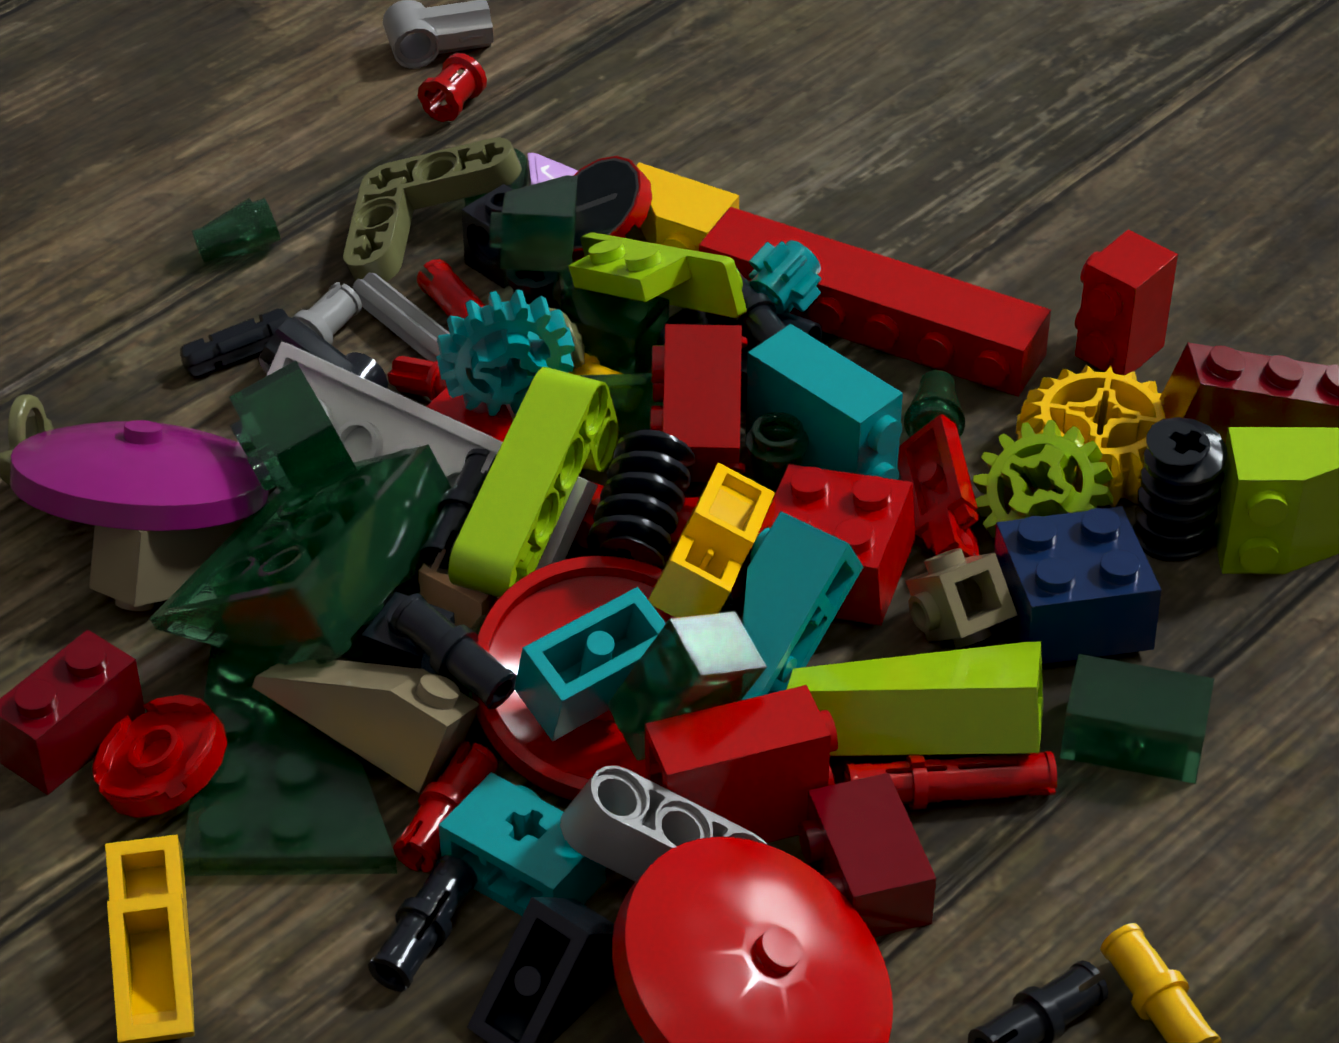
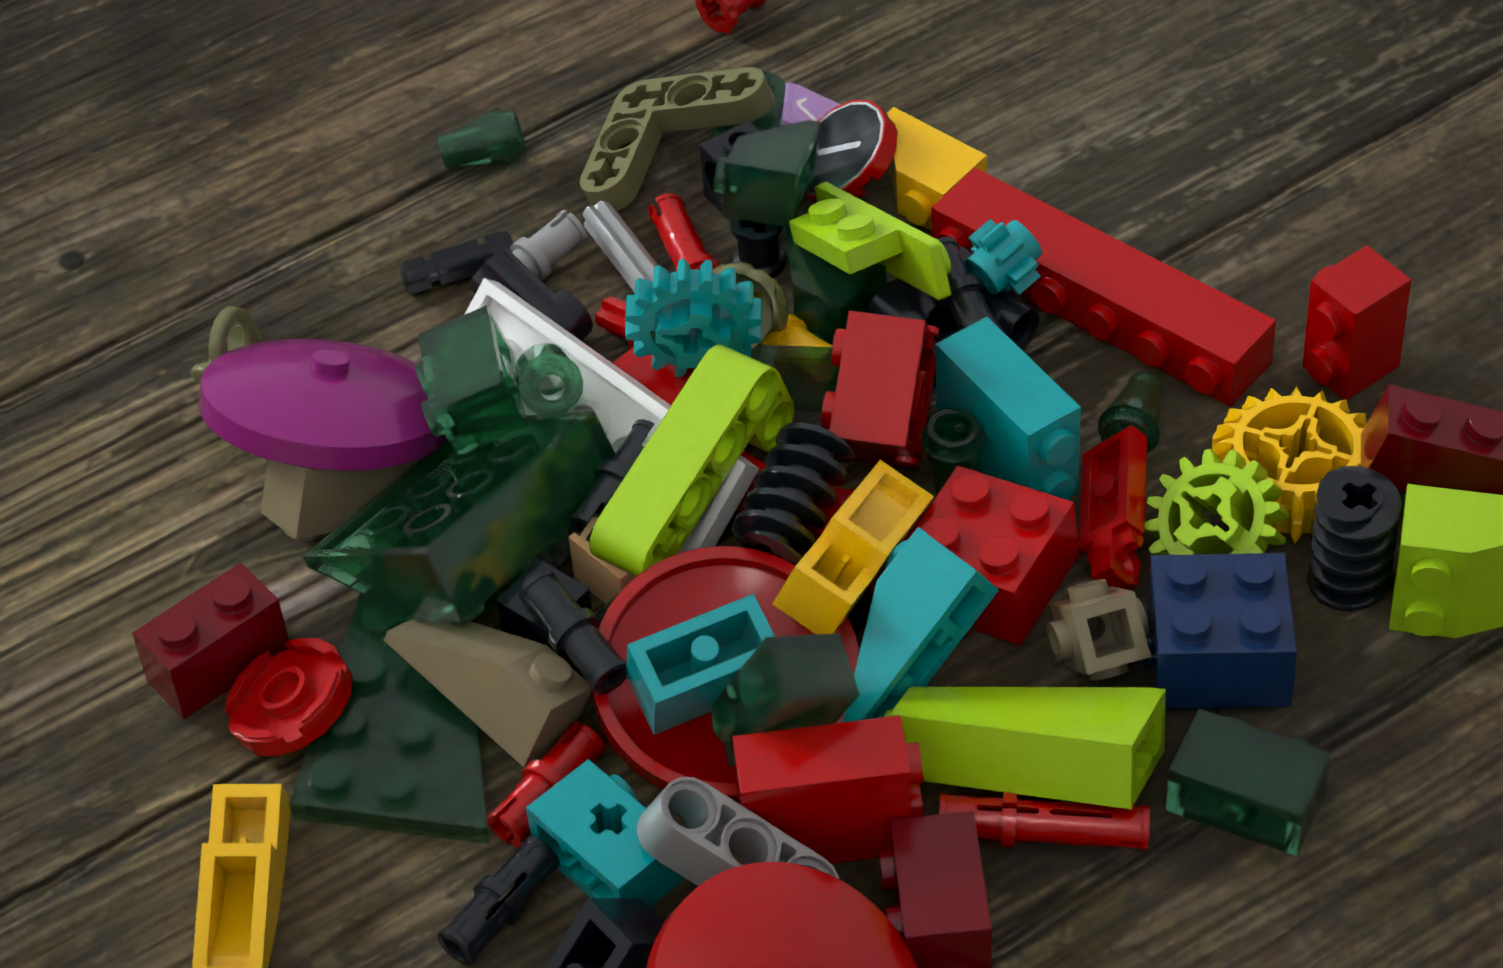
camera: 15 degrees right, 5 degrees up
(354, 419) = (540, 362): none -> clear green brick

